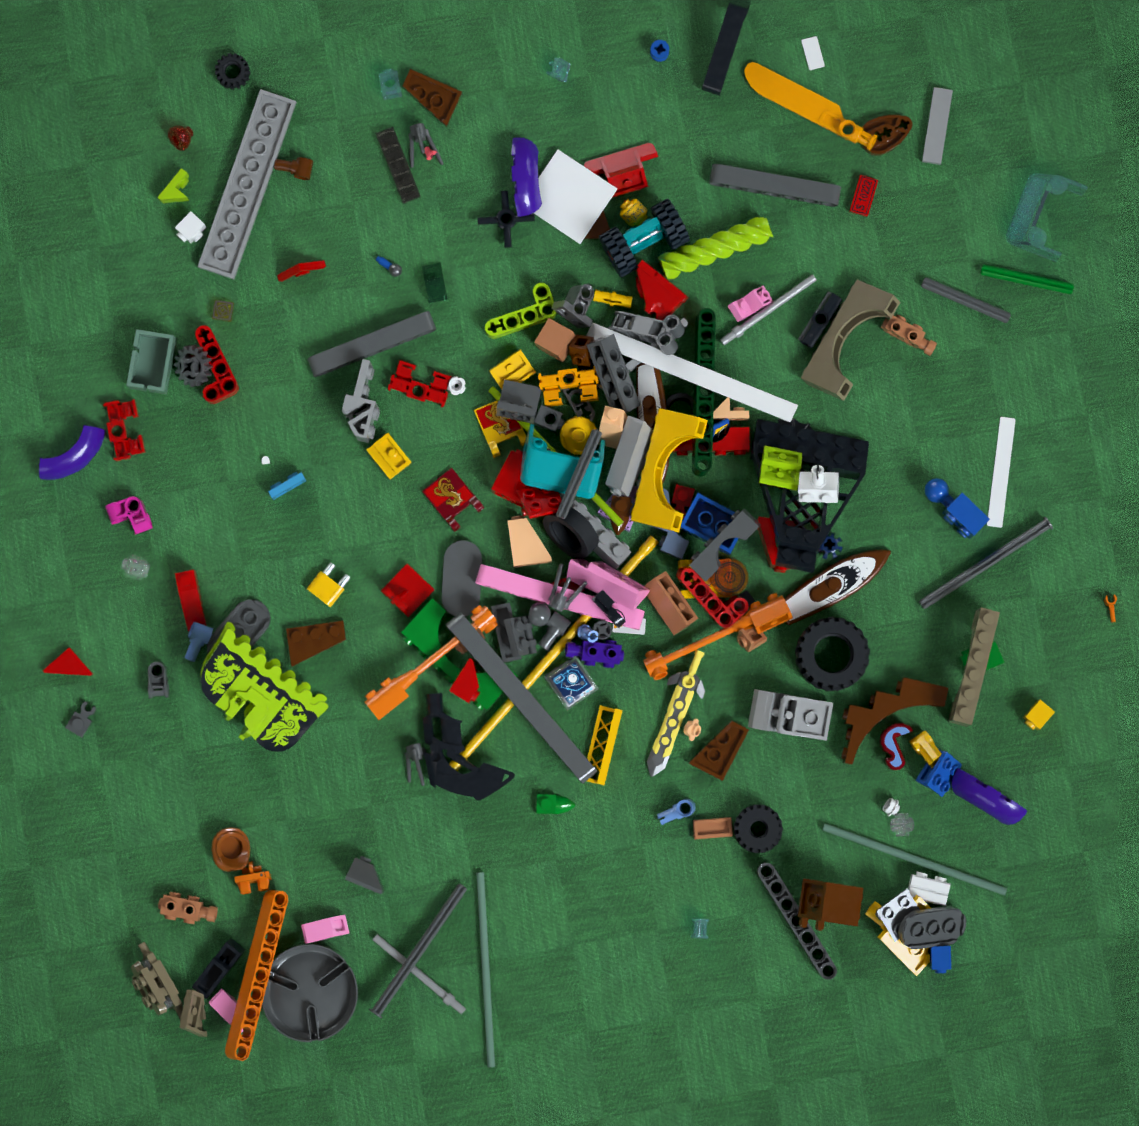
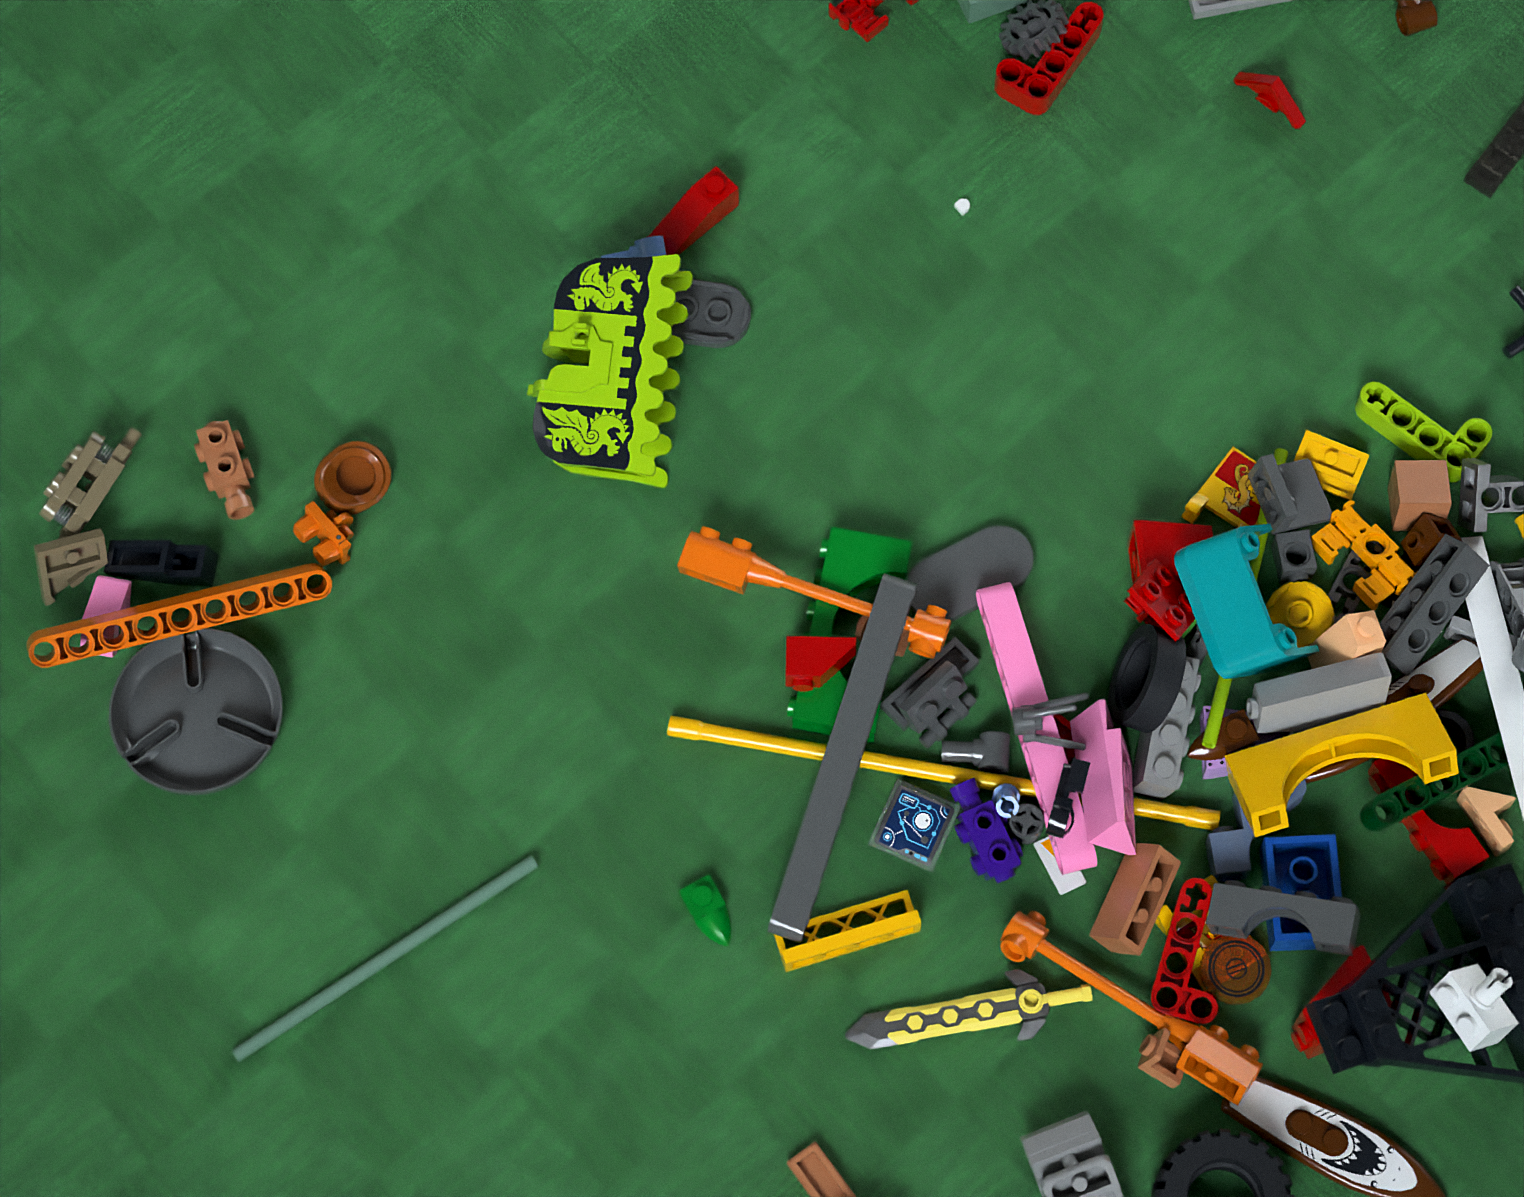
camera: 60 degrees right, 15 degrees down
(68, 664) = (494, 110): red tile -> none
(79, 722) = (418, 172): dark grey plate -> none
(120, 511) = (760, 55): dark pink piece -> none
(135, 567) = (692, 117): clear head -> none
(158, 682) = (540, 242): dark grey piece -> none
(223, 310) = (1139, 29): tile -> none
(293, 481) = (936, 247): dark azure plate -> none
(313, 639) = (741, 416): reddish brown wing -> none
(325, 929) = (310, 678): bright pink slope -> none
(326, 588) = (829, 391): yellow piece -> none
(364, 409) = (1128, 276): light grey piece -> none
(365, 875) = (427, 687): dark grey slope -> none
(371, 344) = (1232, 249): dark grey beam -> none
(389, 456) = (1083, 366): yellow plate -> none
(394, 269) = (1361, 219): piece -> none
(407, 590) = (900, 504): red plate -> none
(414, 753) = (658, 657): dark grey plant -> none
(418, 951) = (356, 835): dark grey axle -> none
(434, 283) = (1379, 285): clear green slope -> none
(434, 394) = (1217, 373): red piece -> none
(448, 999) = (306, 925): light grey bar -> none
(451, 497) = (1083, 488): flag -> none
(460, 389) = (1252, 392): white plate -> none
(476, 784) = (667, 768): black piece -> none
(526, 544) = (1082, 633): light nougat slope -> none
(539, 614) = (989, 712): dark grey piece -> none
(578, 474) = (1244, 625): dark grey axle -> none
(676, 811) = (814, 1107): medium blue pin -> none
(682, 498) = (1310, 821): red plate -> none
(692, 729) = (960, 1053): light nougat plate -> none
(720, 428) = (1453, 814): slope -> none
(721, 751) = (953, 1121): reddish brown wing -> none
(746, 595) = (1221, 1019): black sticker -> none
(780, 467) = (1461, 931): lime slope -> none
(835, 547) = (1391, 1105): dark blue piece -> none

